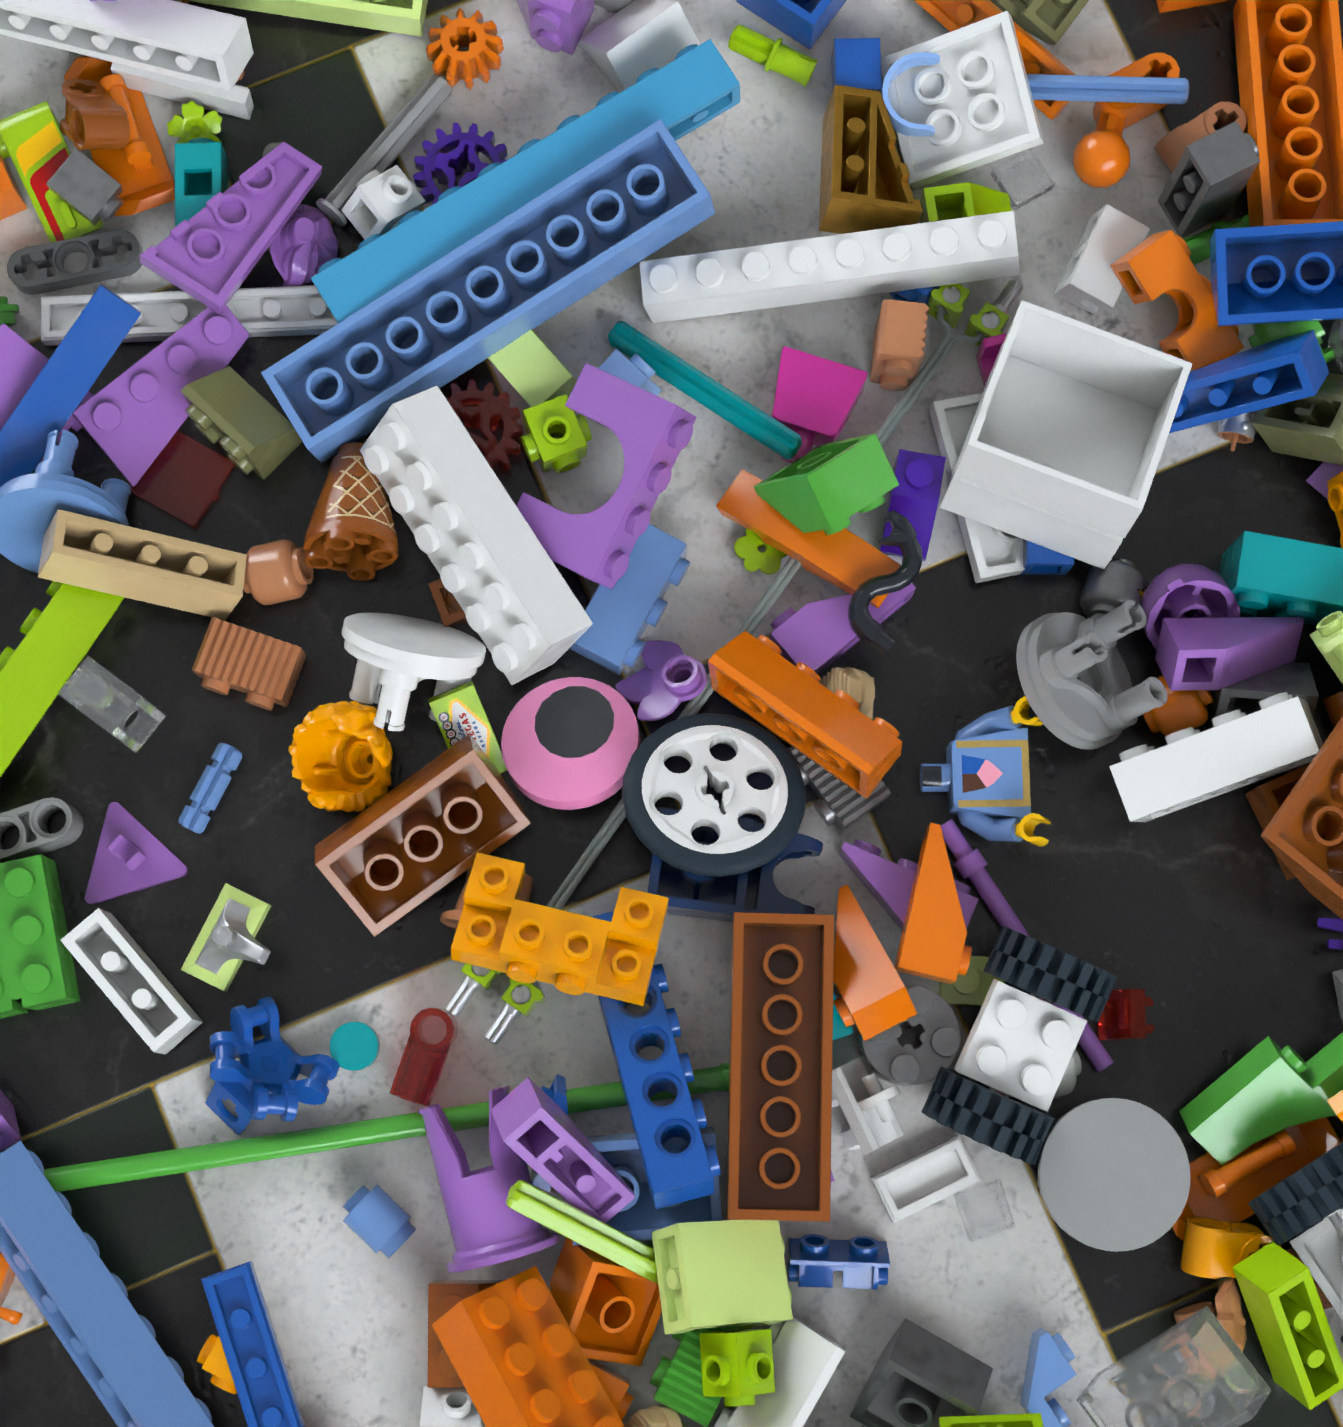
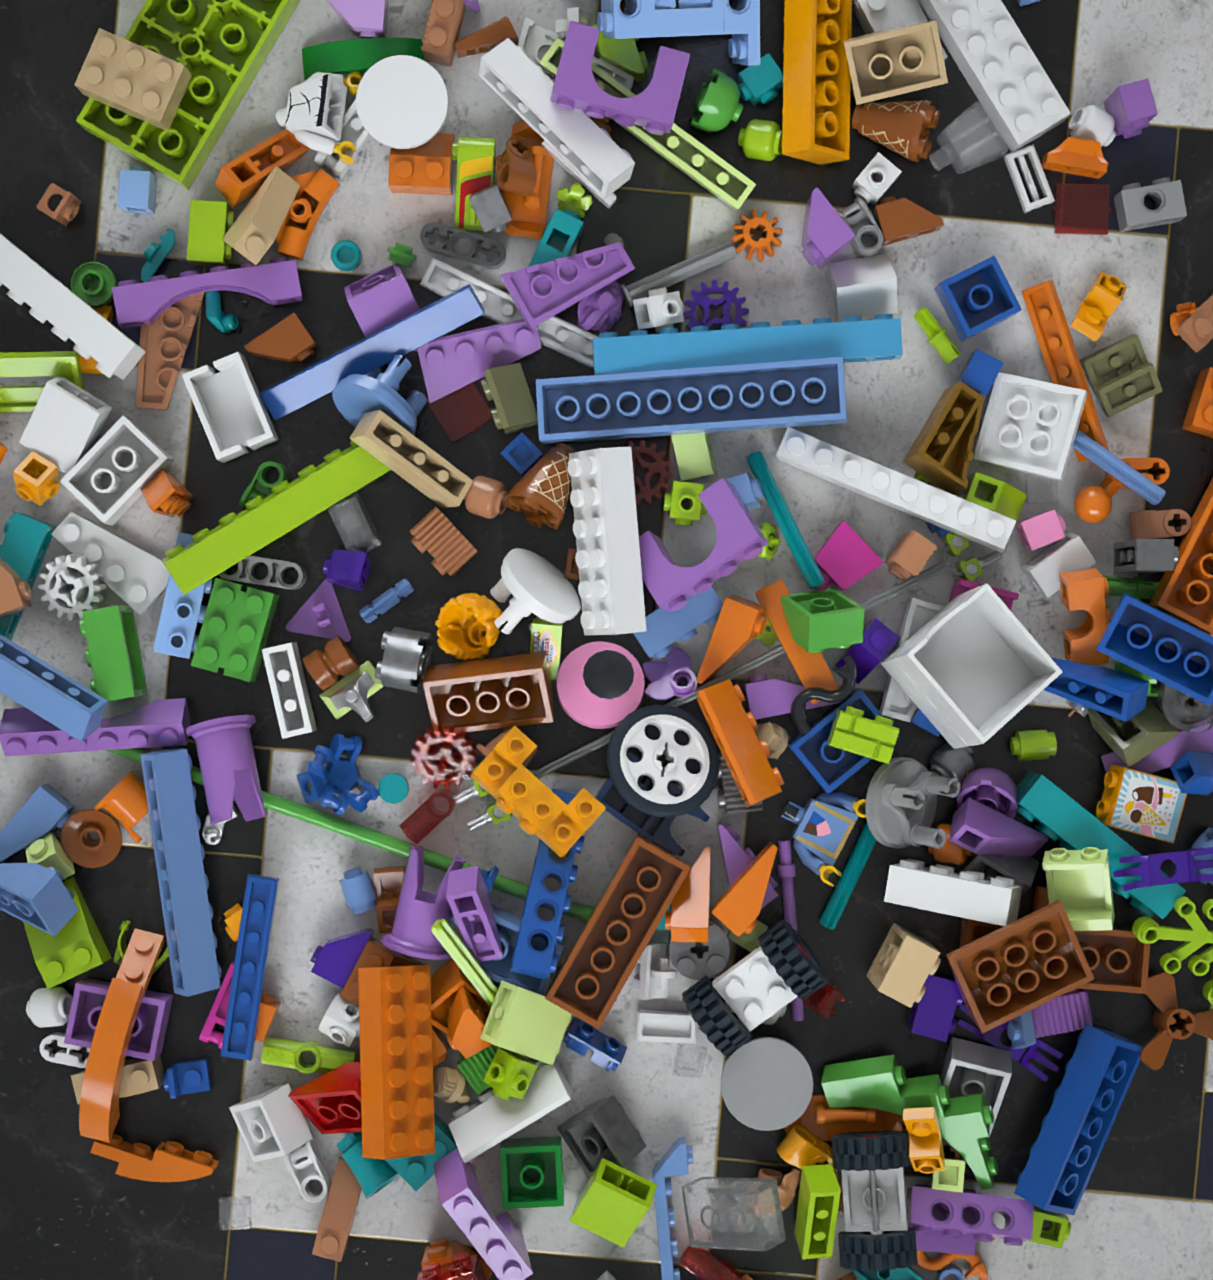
camera: 35 degrees right, 10 degrees up
(94, 1132) = (228, 767): none -> medium lavender piece
(120, 1233) = (213, 834): none -> white arm
(132, 767) = (347, 569): none -> dark purple slope
(173, 912) = (328, 664): none -> dark orange wheel
(274, 849) = (404, 659): none -> flat silver brick
(295, 489) = (521, 453): none -> blue plate
(385, 966) = (428, 758): none -> clear red gear
(399, 1332) = (340, 956): none -> dark purple slope
(421, 1197) = (388, 887): none -> dark orange slope
(636, 1329) = (466, 1024): none -> orange slope
(702, 438) = (772, 537): none -> lime piece
(716, 570) = (735, 628): none -> orange slope
(899, 124) = (986, 399): light blue helmet -> none
(947, 640) = (826, 763): none -> blue brick
(971, 607) = (862, 735): none -> lime brick
(1052, 228) = (1041, 530): none -> bright pink brick
(1063, 824) = (848, 879): none -> teal axle
(1208, 512) = (1033, 744): none -> lime brick
(1209, 897) = (903, 965): none -> tan brick
(1284, 940) = (936, 1009): none -> dark purple brick

